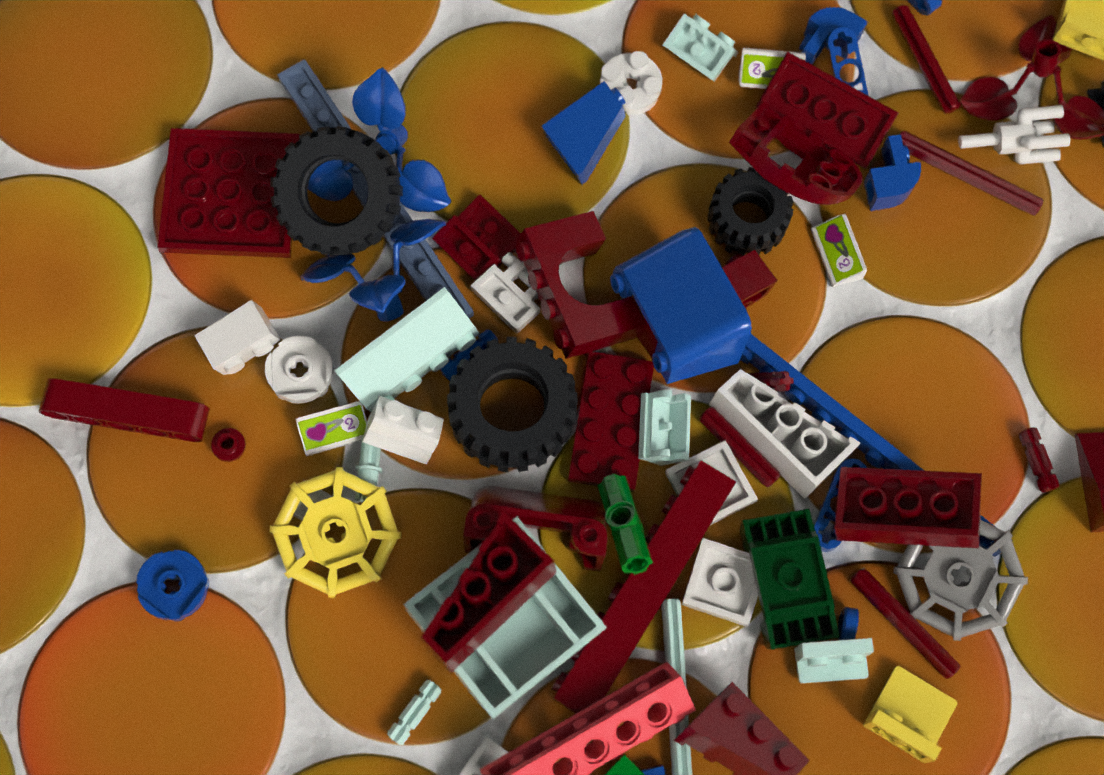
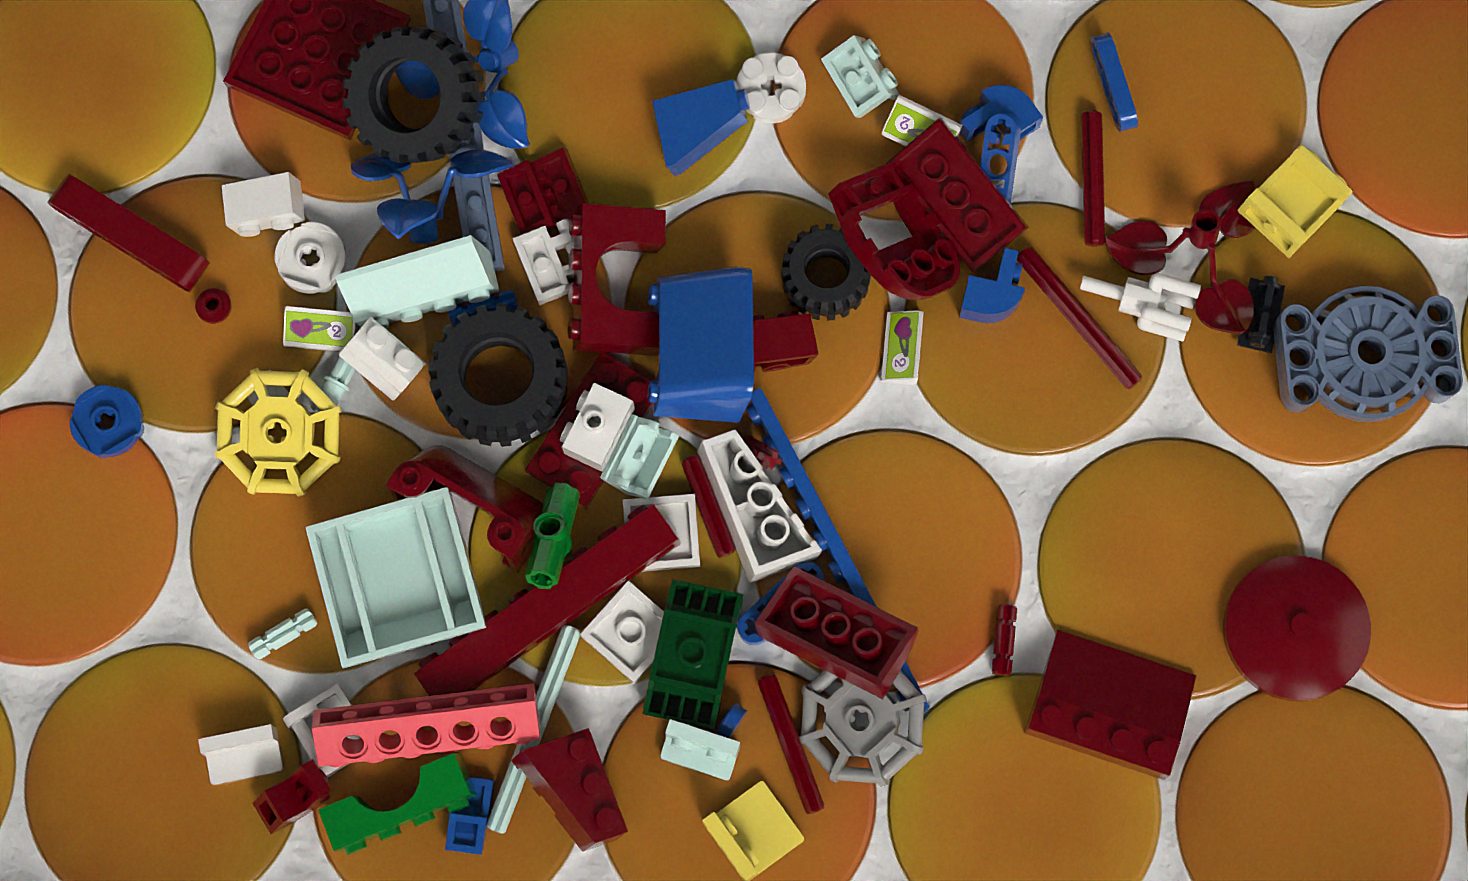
camera: 30 degrees right, 5 degrees up
(488, 593) = (382, 549): dark red wedge -> none
(620, 414) = (597, 426): none -> white brick

